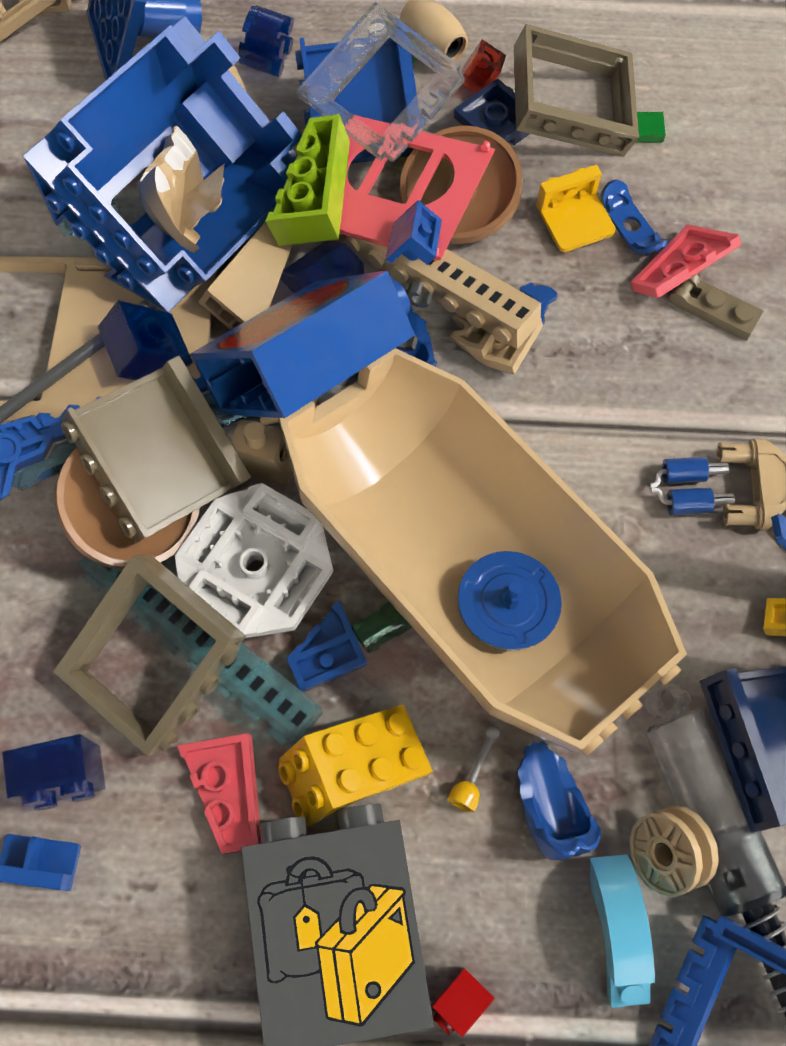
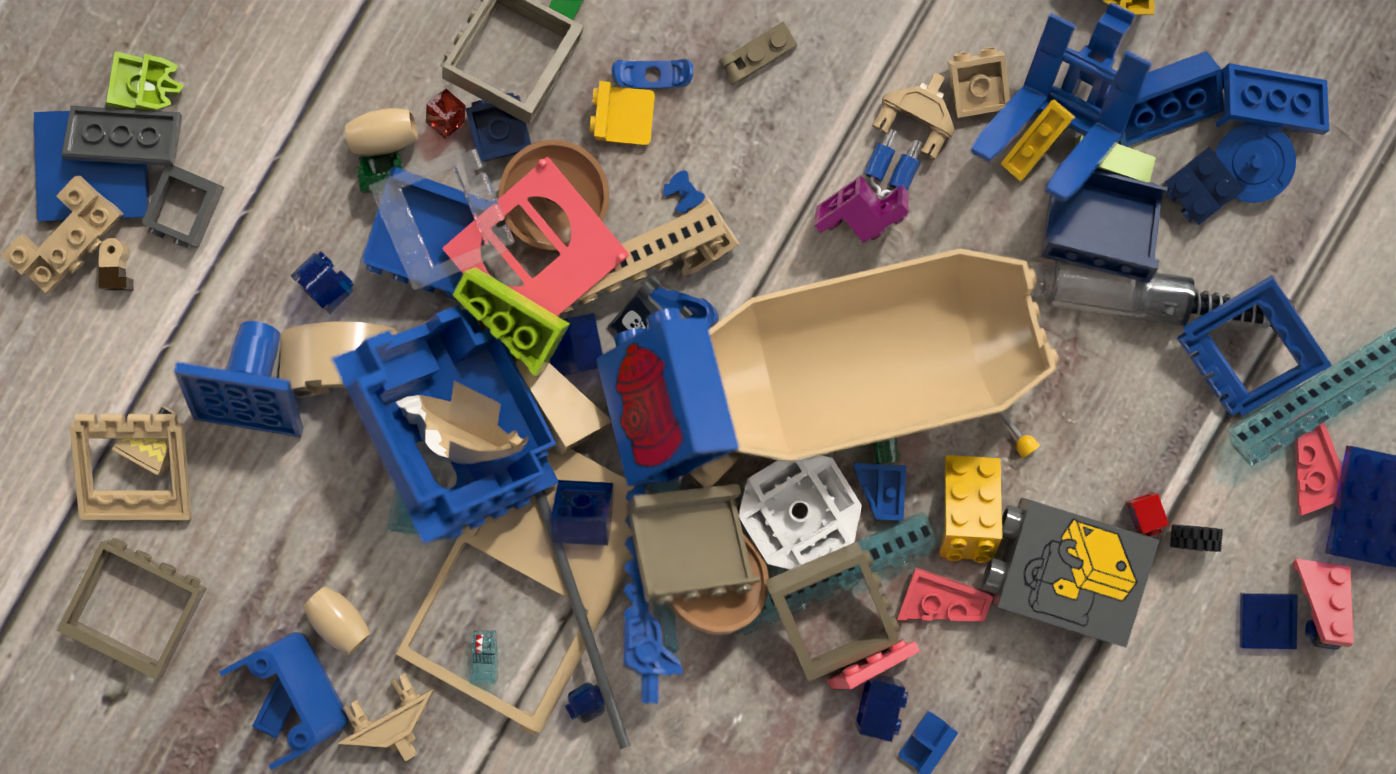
camera: 60 degrees left, 20 degrees up
(108, 741) = (872, 665): none -> coral wing
(415, 235) = (606, 268): blue panel -> none
(509, 600) = (916, 347): blue piece -> none
(555, 805) = (1069, 393): blue hair -> none
(624, 930) = (1157, 391): medium azure arch -> none
(626, 464) = (862, 210): none -> magenta bracket
(674, 851) = (1131, 334): tan wheel -> none
(682, 258) = (709, 51): coral wing -> none

